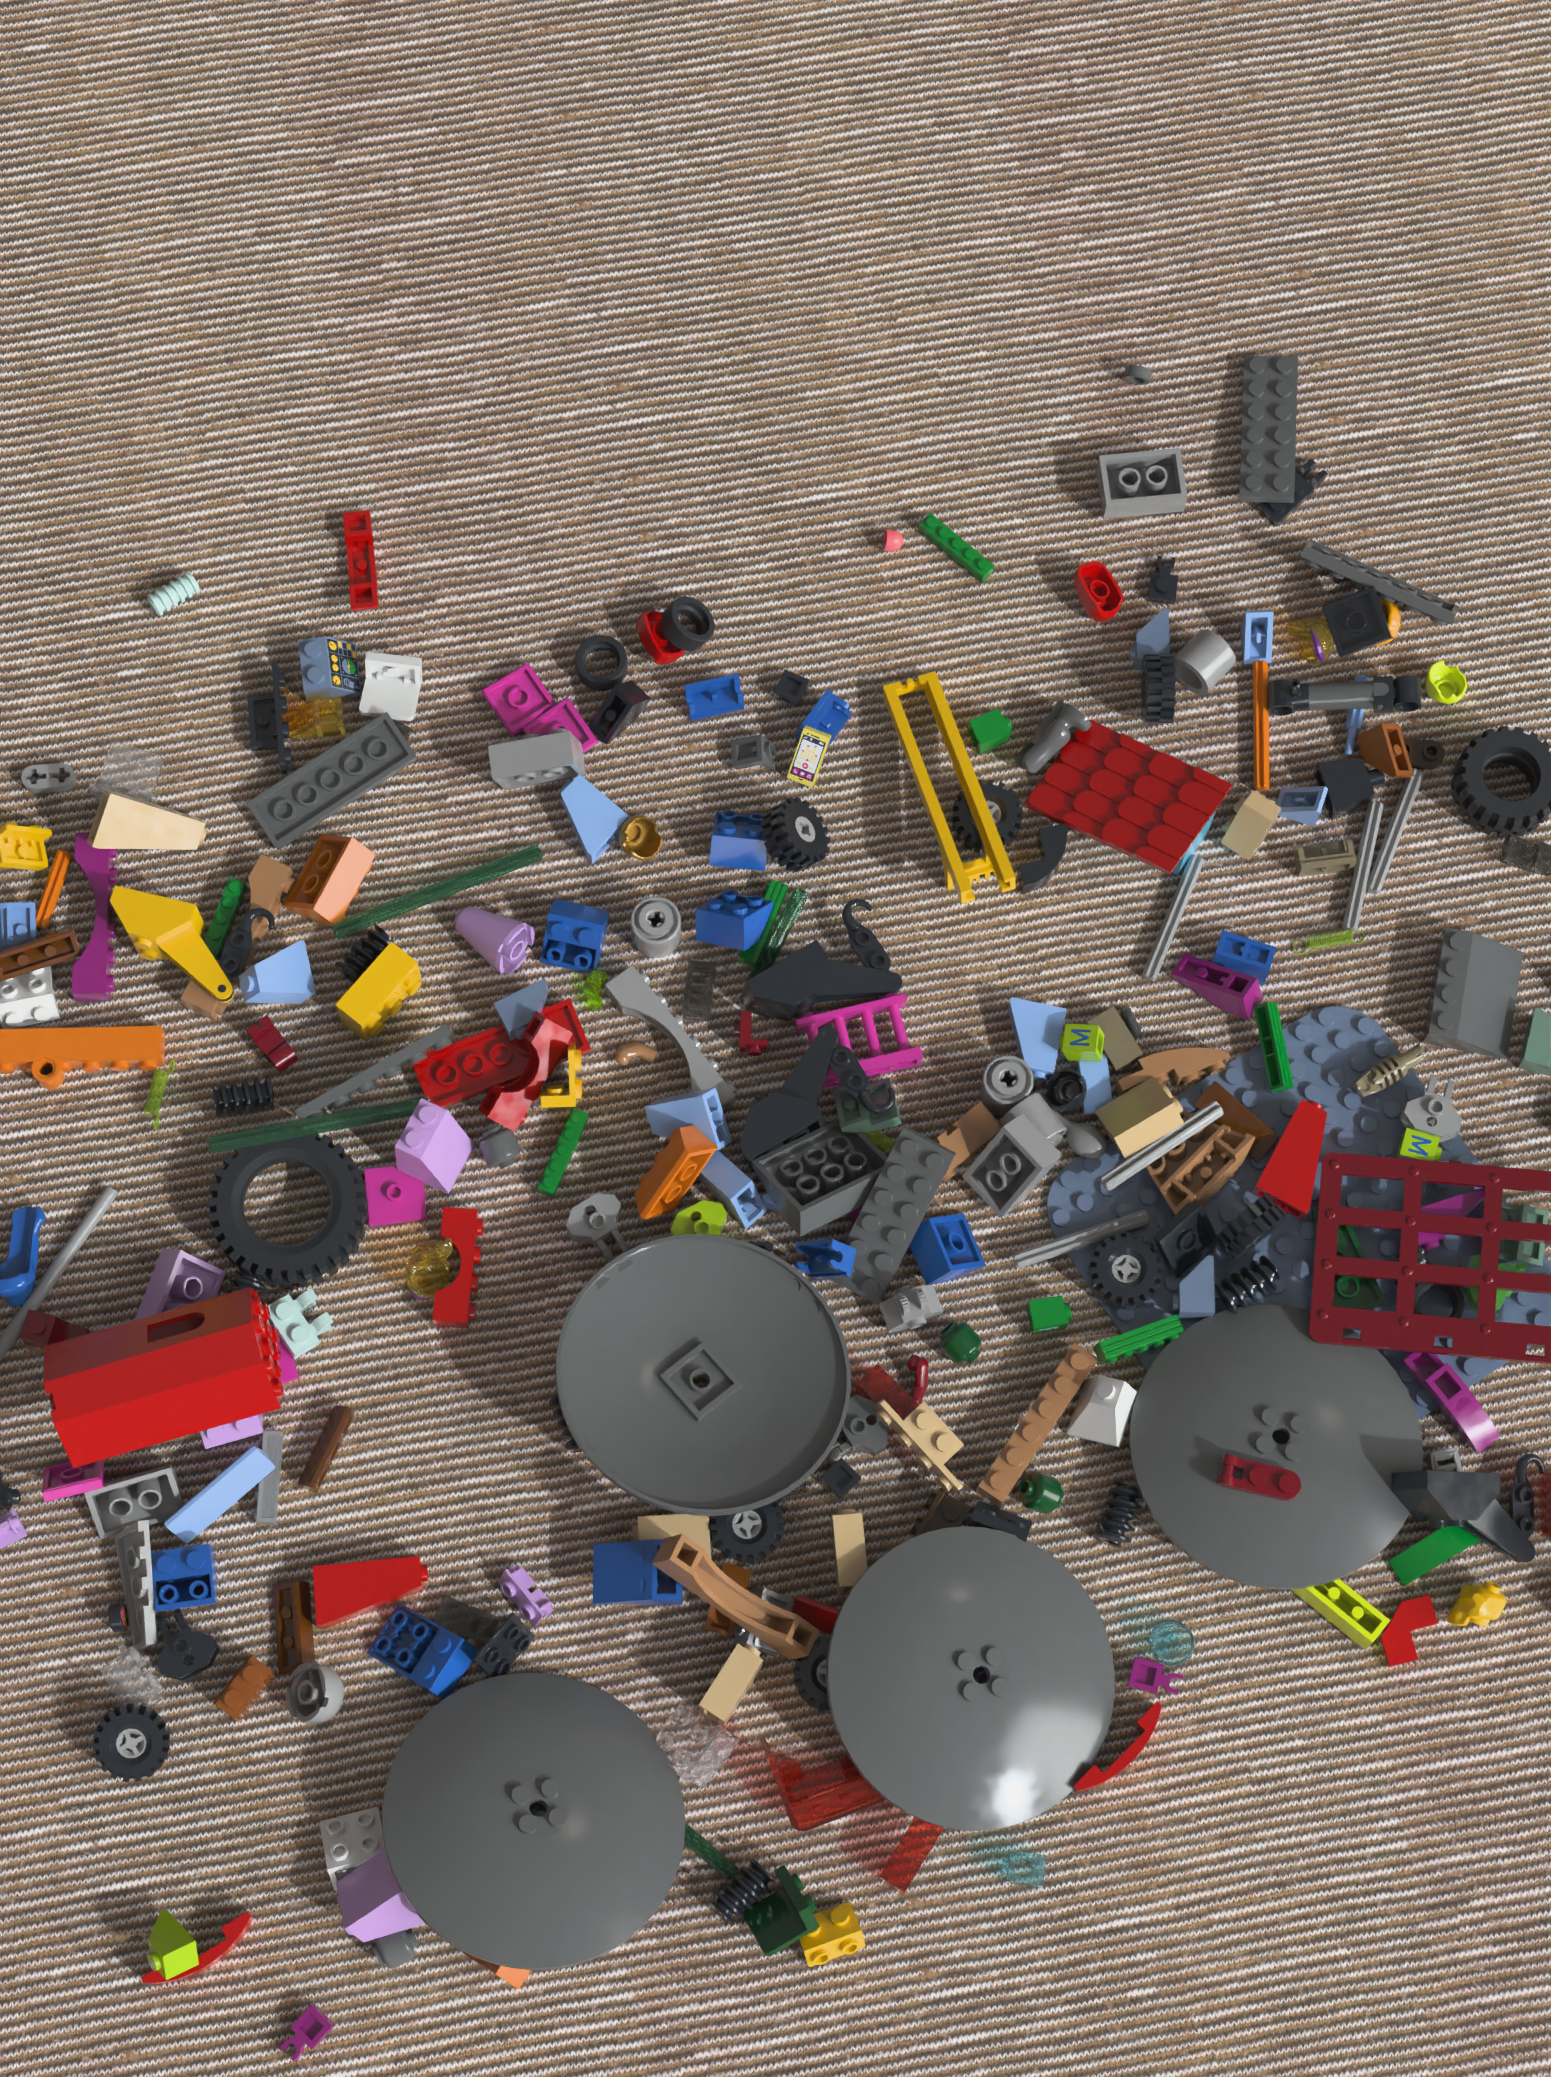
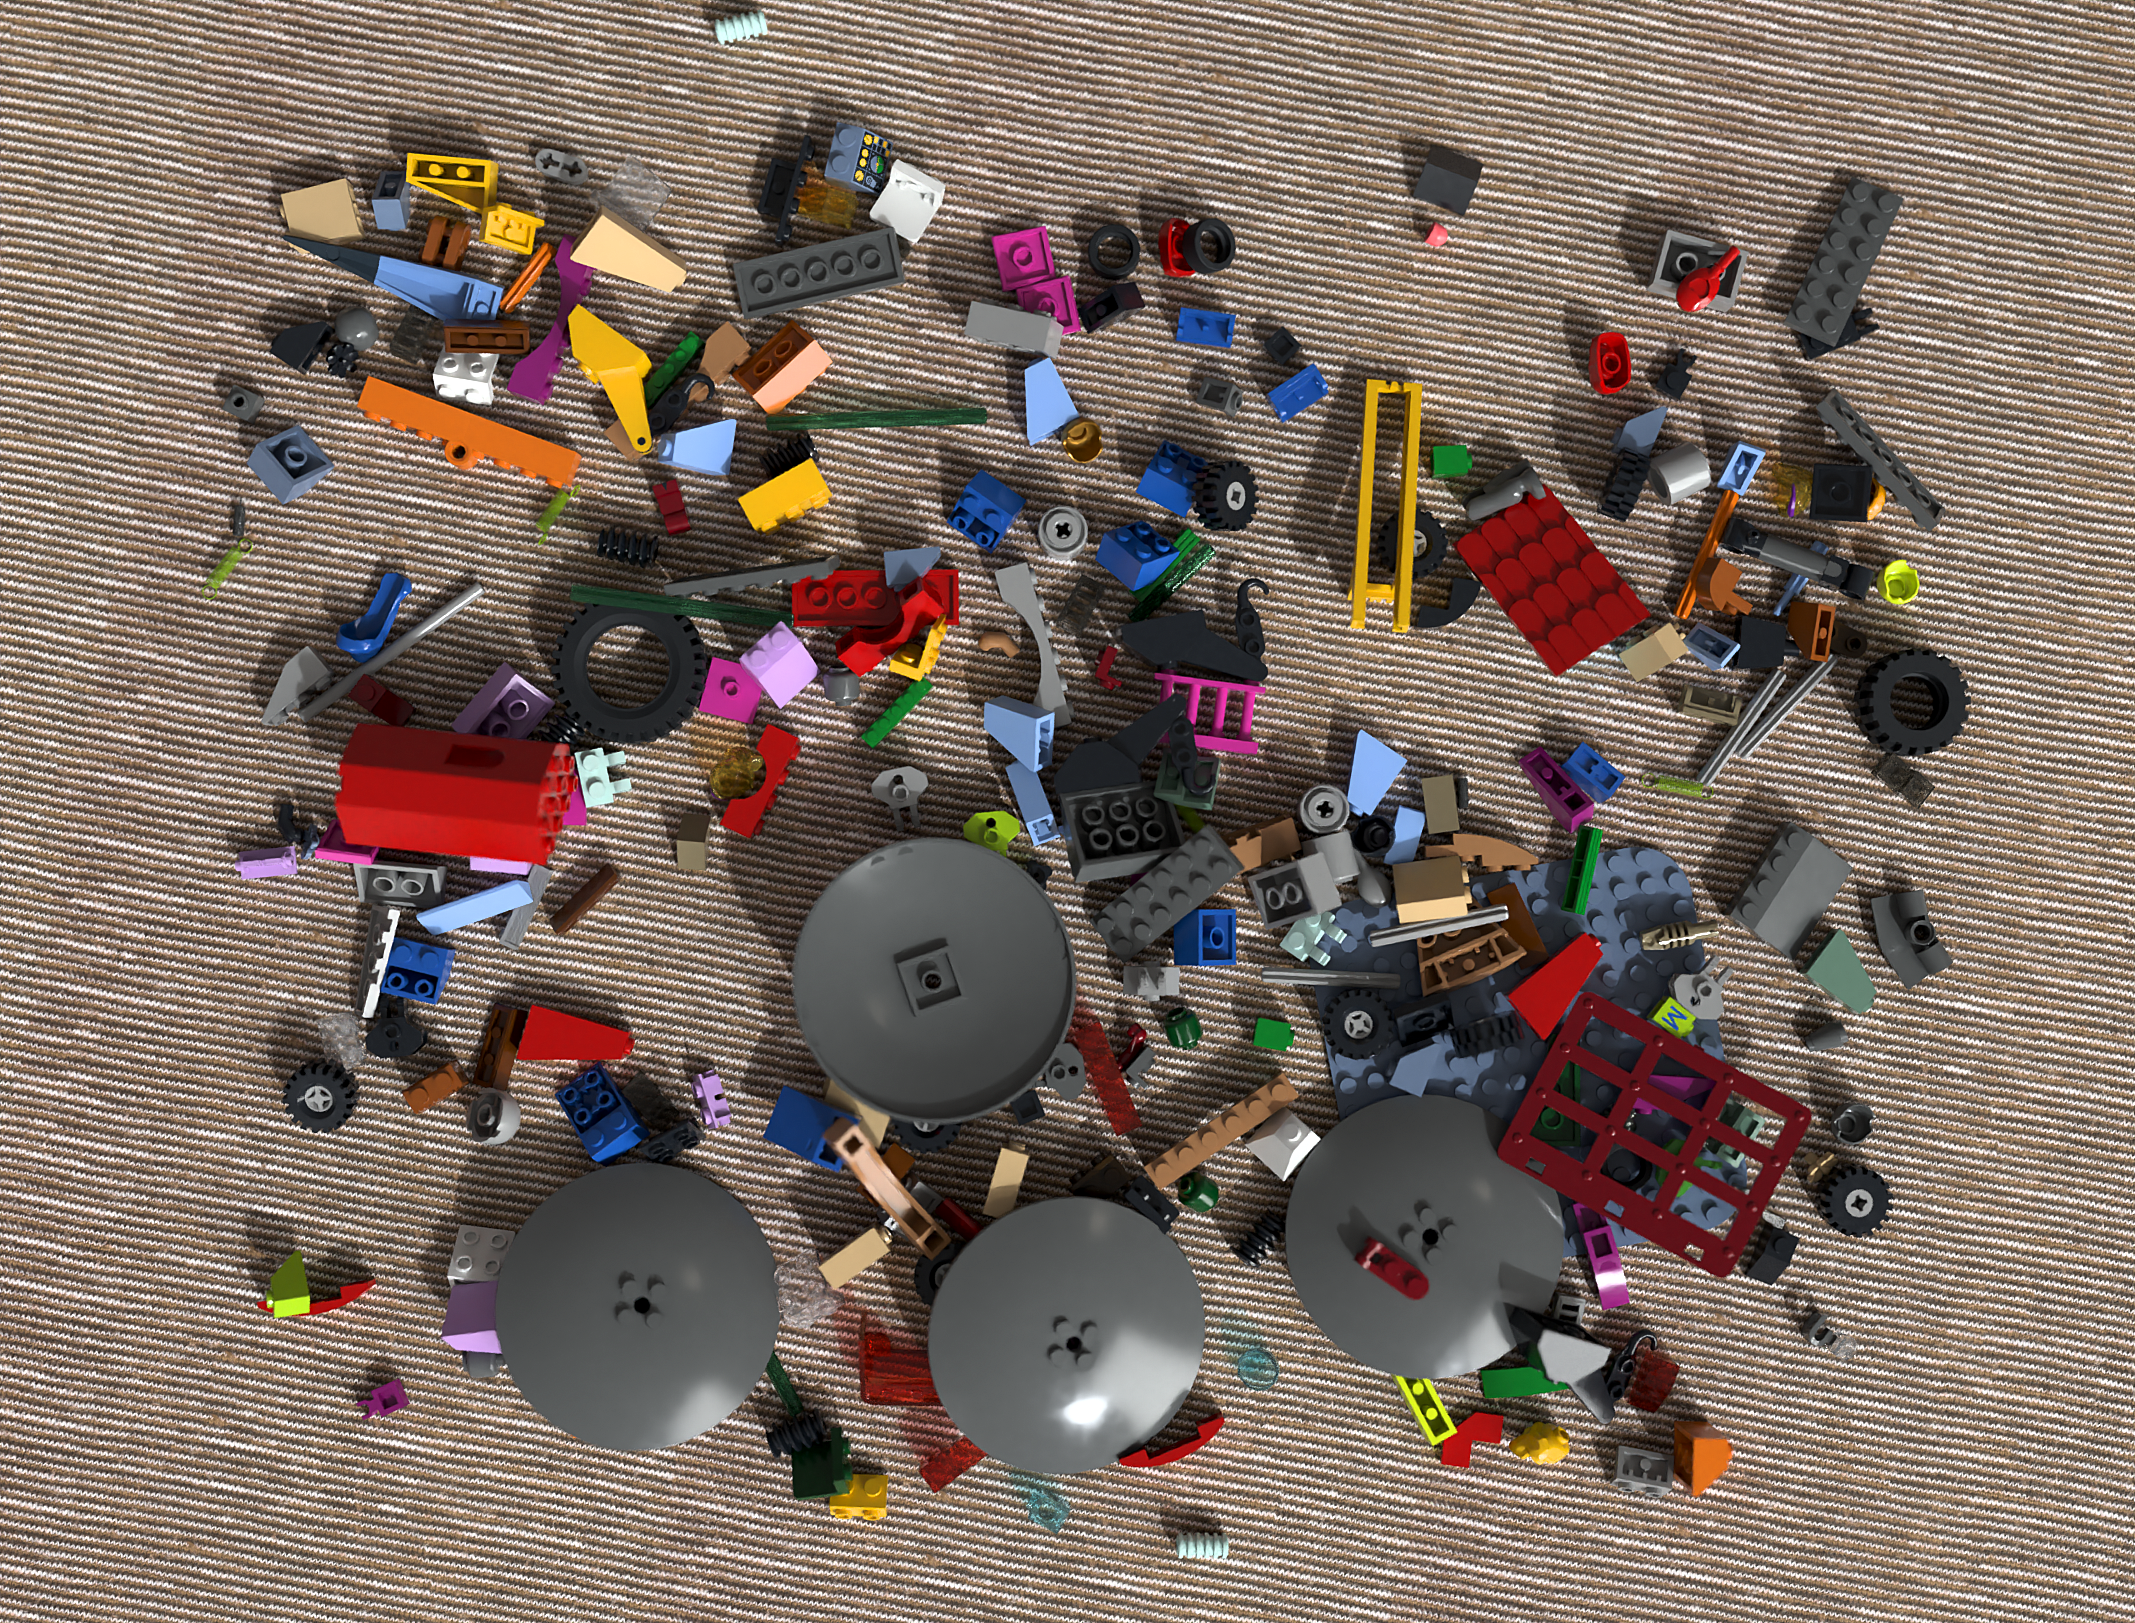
camera: 25 degrees right, 15 degrees up
(31, 1497) = (312, 841): none -> sand blue plant
(118, 1617) = (349, 979): black tile -> none
(361, 560) = (928, 62): red slope -> none
(413, 1352) = (693, 841): none -> dark tan slope
(495, 937) = (911, 485): lavender cone -> none
(591, 987) = (983, 565): clear neon green arm -> none
(673, 1172) = (985, 775): orange slope -> none
(809, 756) = (1270, 422): tile -> none
(826, 1258) = (1092, 908): blue hinge -> none
(882, 491) = (1448, 180): none -> black slope
(927, 1438) = (1116, 1108): tan bracket -> none
(935, 1391) = (1143, 1063): none -> dark grey bracket
(956, 547) = (1494, 265): green piece -> none
(1040, 1207) = (1306, 933): none -> light aqua plate
(1082, 1042) = (1407, 799): lime brick -> none
(1137, 375) = (1741, 157): dark grey tile -> none
(1138, 1340) = (1342, 1093): green piece -> none
(1148, 1676) = (1226, 1388): magenta plate -> none
(1151, 490) = (1703, 284): none -> red piece
(1172, 917) = (1543, 708): light grey axle -> none
(1191, 1843) = (1203, 1545): none -> light aqua piece
(1247, 1284) = (1462, 1081): black piece -> none
(1282, 747) = (1716, 585): none -> dark orange brick

